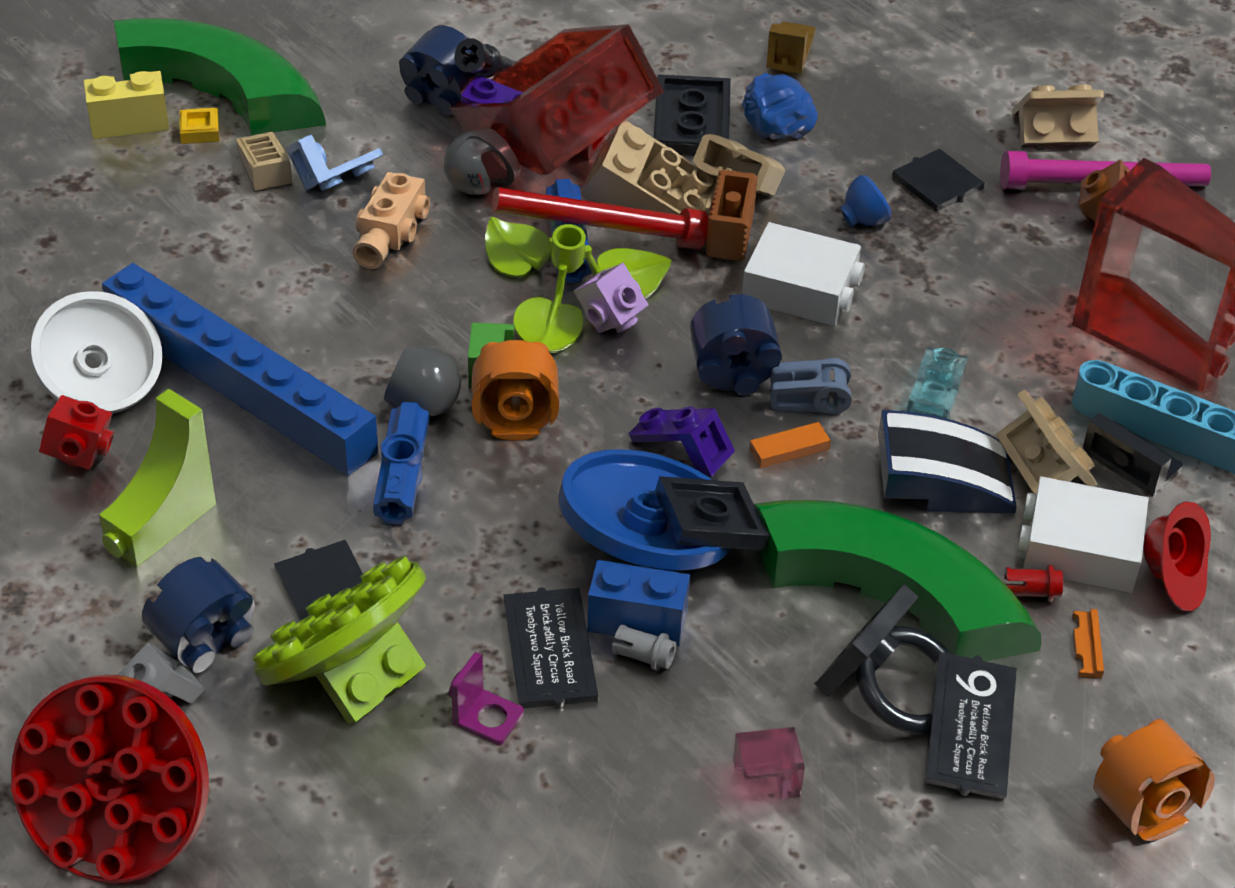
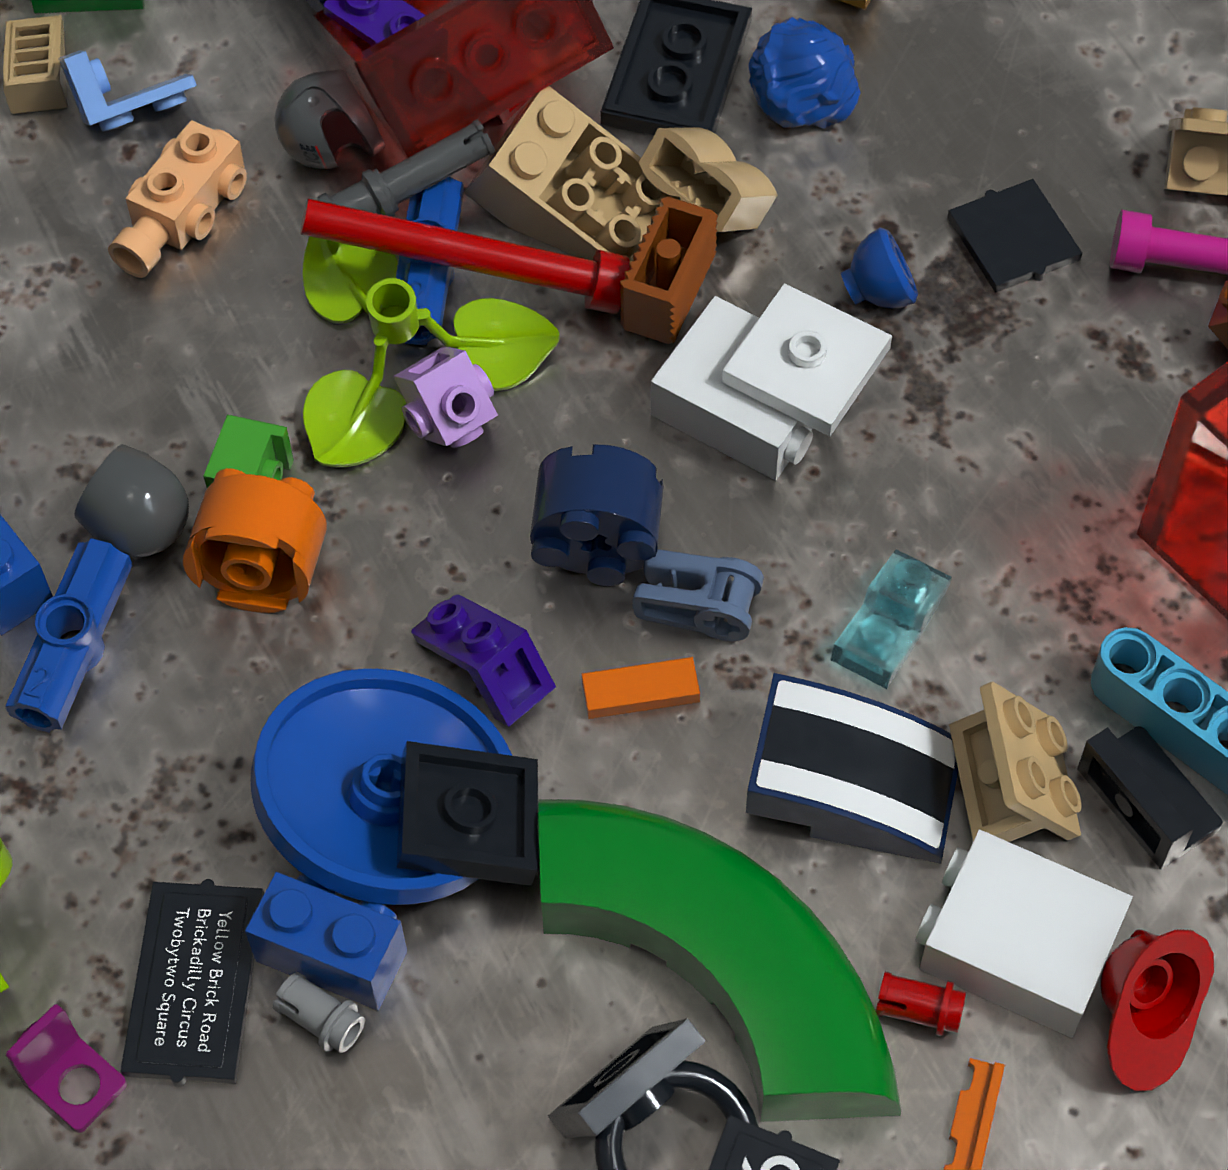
camera: 15 degrees right, 15 degrees up
(556, 175) = (385, 190): none -> dark grey pin
(841, 245) = (806, 359): none -> white plate

